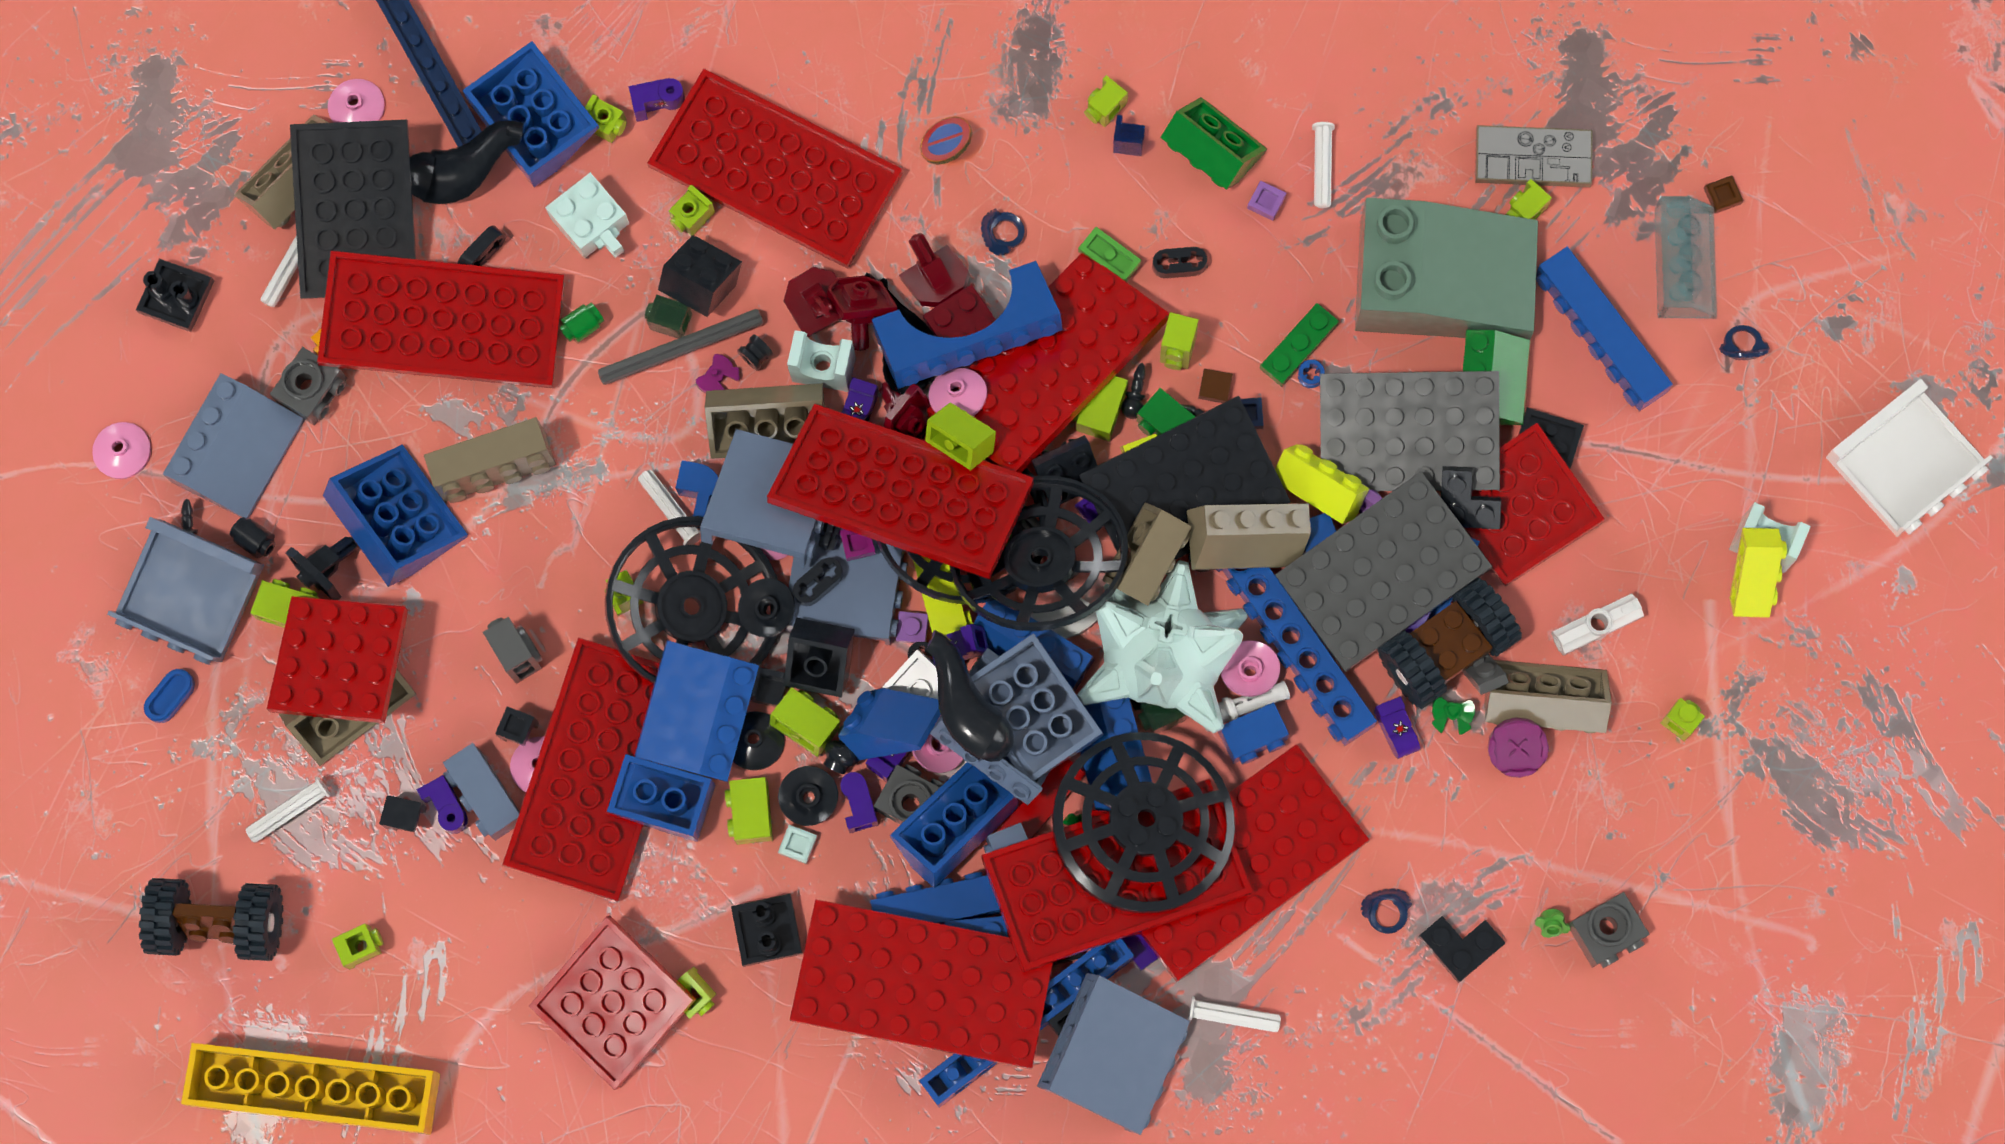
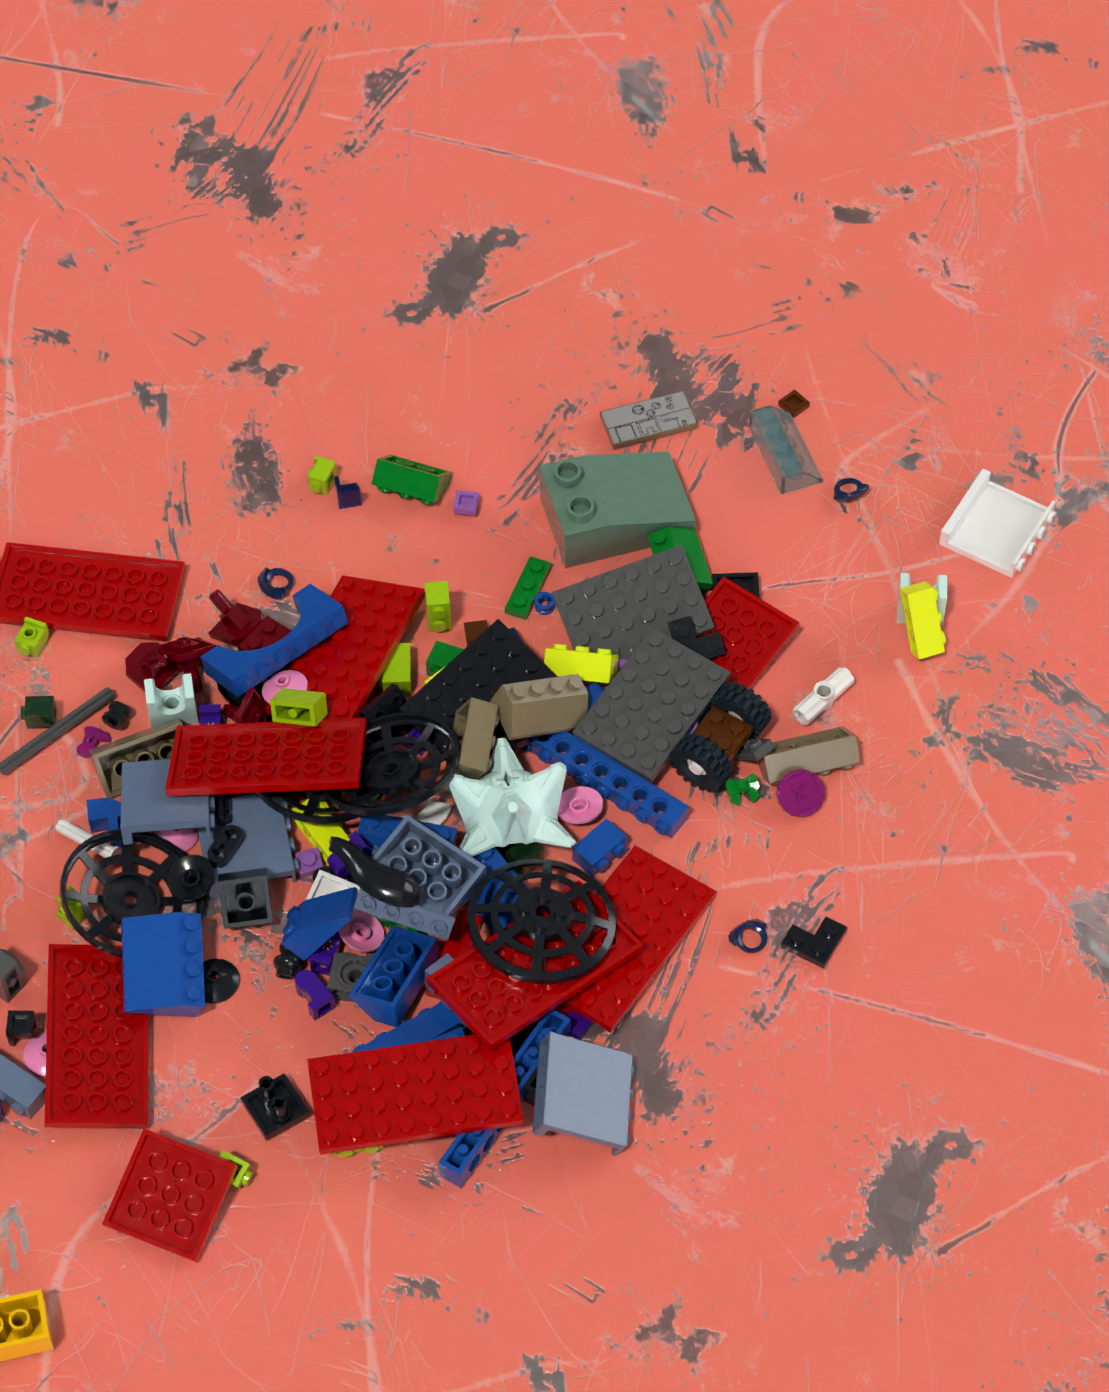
camera: 25 degrees left, 20 degrees down
(661, 797) = (157, 1036): blue slope -> none
(699, 275) = (55, 673): black brick -> none
(749, 811) = (230, 1026): lime brick -> none
(768, 687) = (213, 936): black panel -> none
(797, 844) = (276, 1040): light aqua tile -> none
(804, 781) = (269, 992): black dish -> none
(805, 721) = (250, 950): lime brick -> none
(856, 545) = (246, 809): magenta plate -> none
(946, 140) = (211, 534): piece -> none
(1110, 254) = (364, 569): bright green plate -> none
(1134, 402) = (419, 657): black bar -> none
(1179, 269) = (417, 562): black beam -> none
(1232, 708) = (583, 830): white pin -> none
(1234, 1015) = (664, 1044): white axle -> none
(1322, 163) = (489, 447): white axle -> none
(1397, 727) = (705, 809): dark purple leg -> none
(1530, 202) = (659, 442): lime brick -> none
(1552, 923) = (872, 897): bright green plate -> none
(1603, 329) = (745, 509): blue brick -> none
(1626, 934) = (921, 904): dark grey brick -> none
(1683, 718) = (913, 730): lime brick -> none

